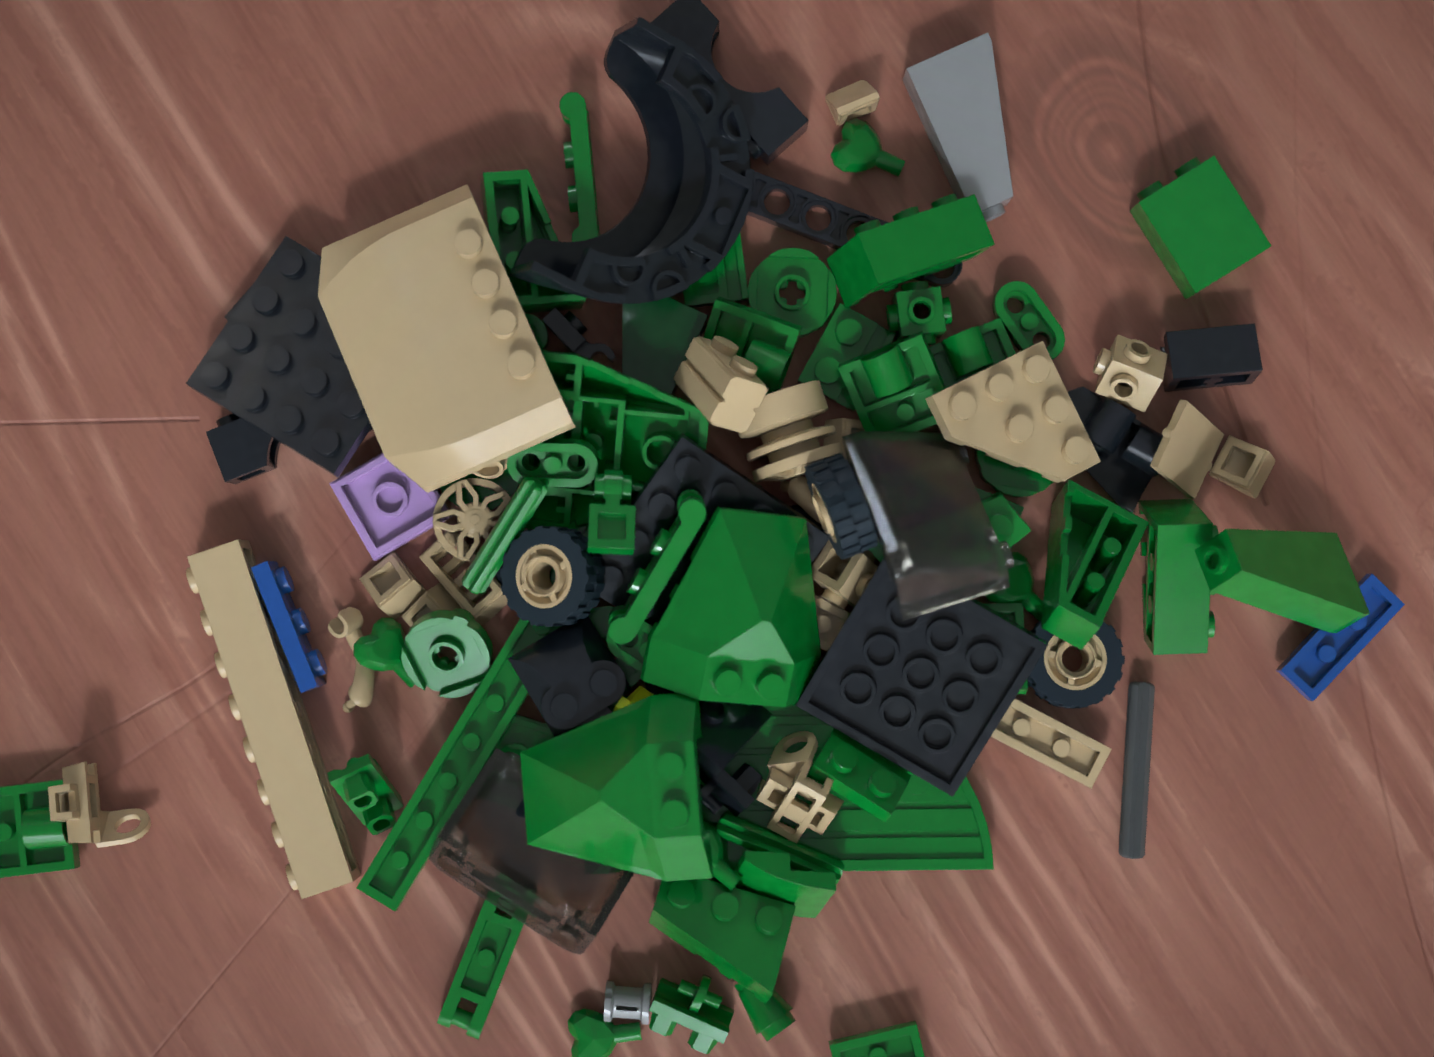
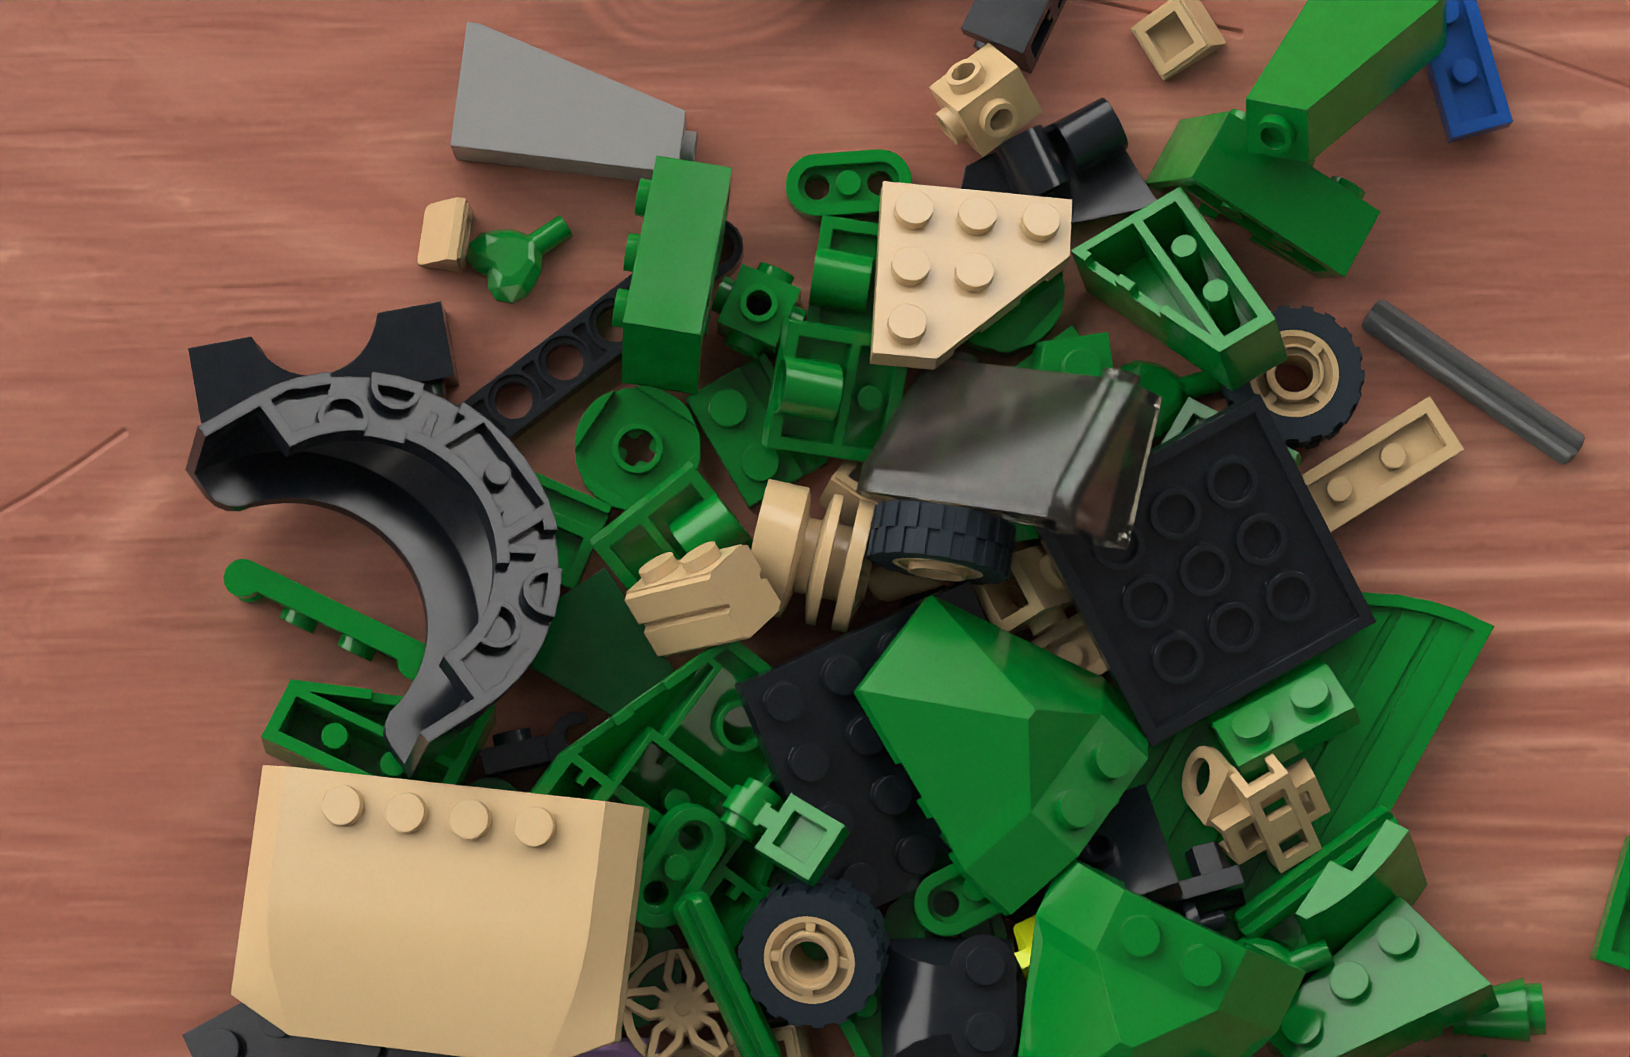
camera: 65 degrees left, 5 degrees down
(648, 584) = (896, 834): green plate -> none
(1187, 449) = (1118, 88): tan piece -> none

